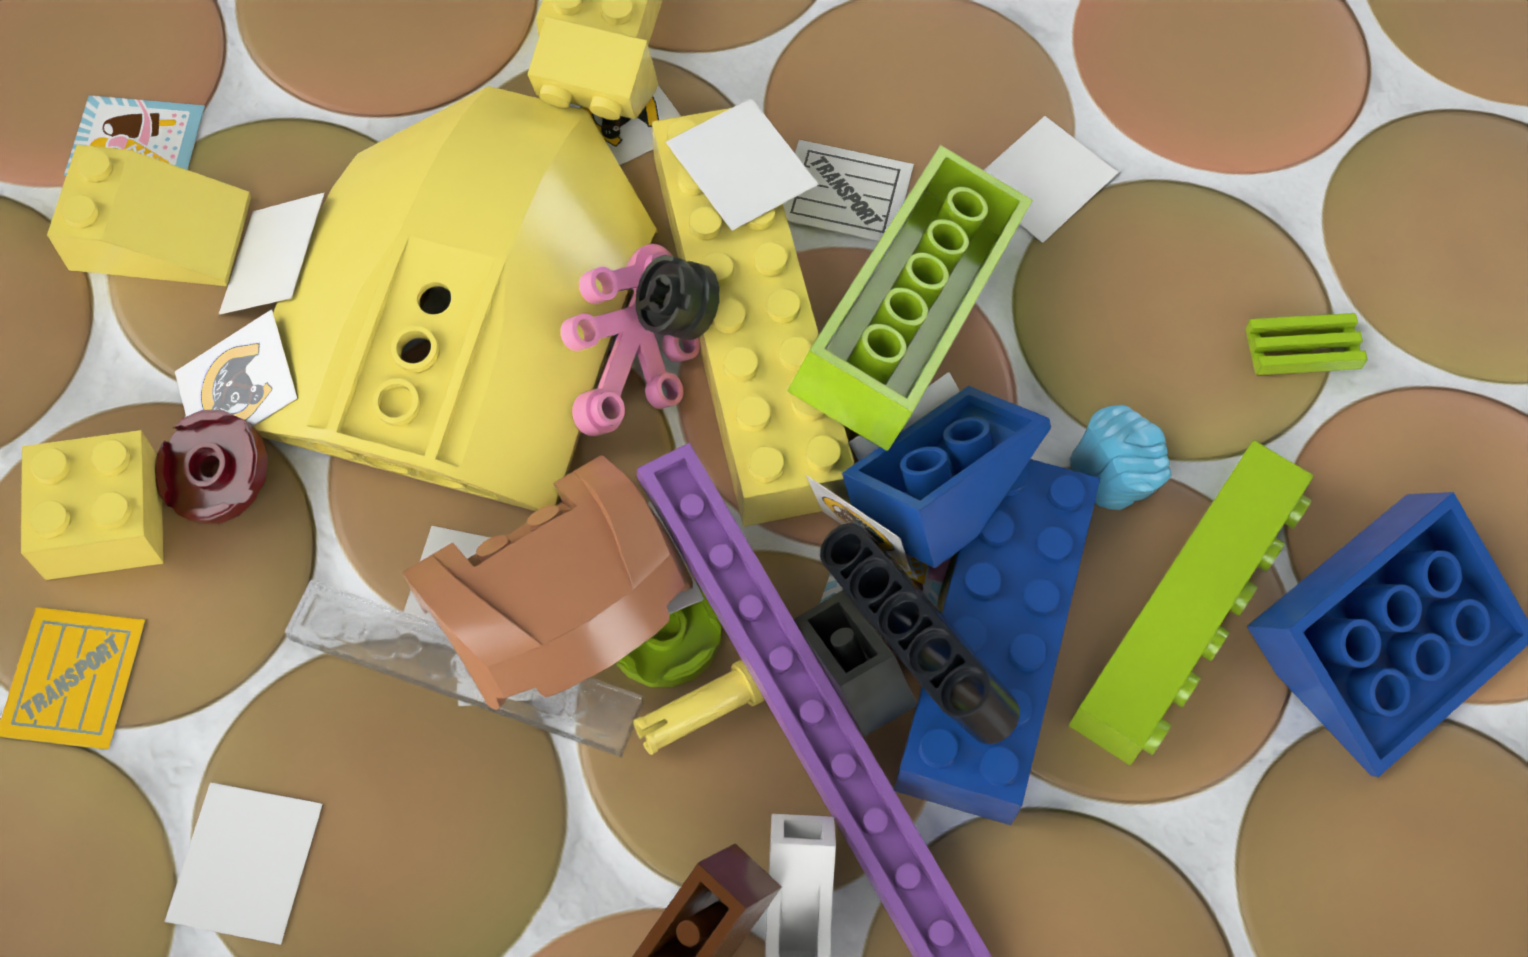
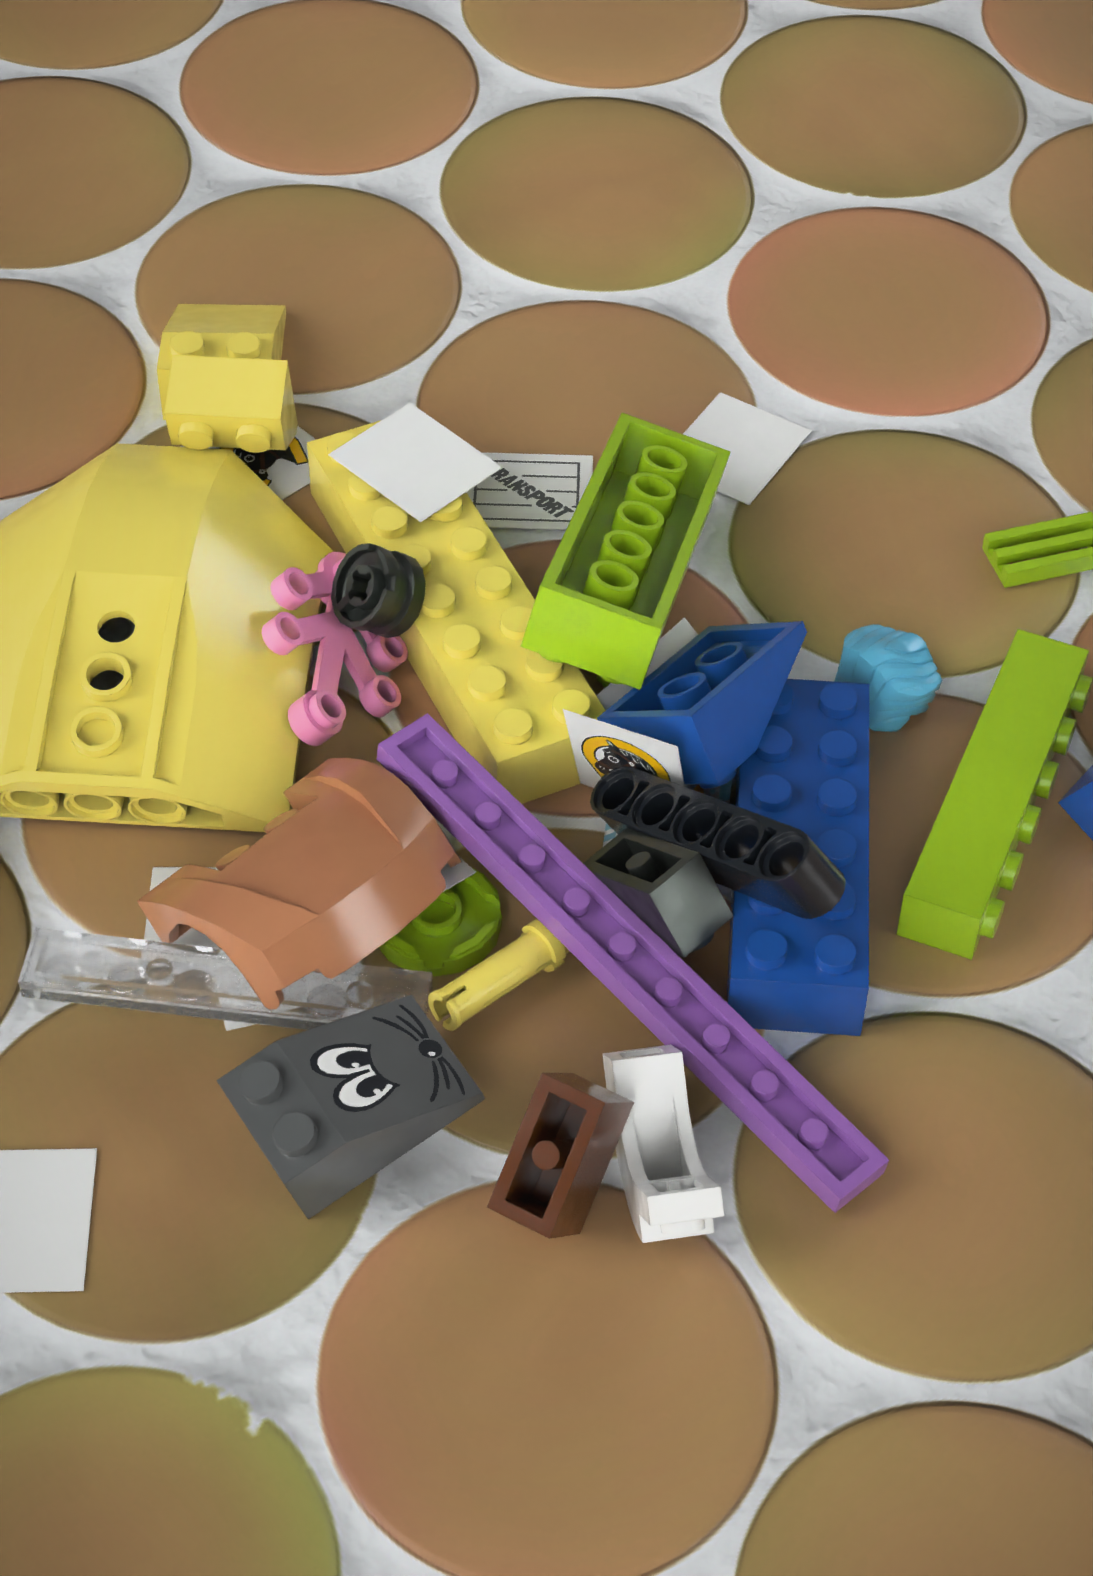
camera: 10 degrees left, 15 degrees down
(538, 816) = (349, 1098): none -> dark grey slope

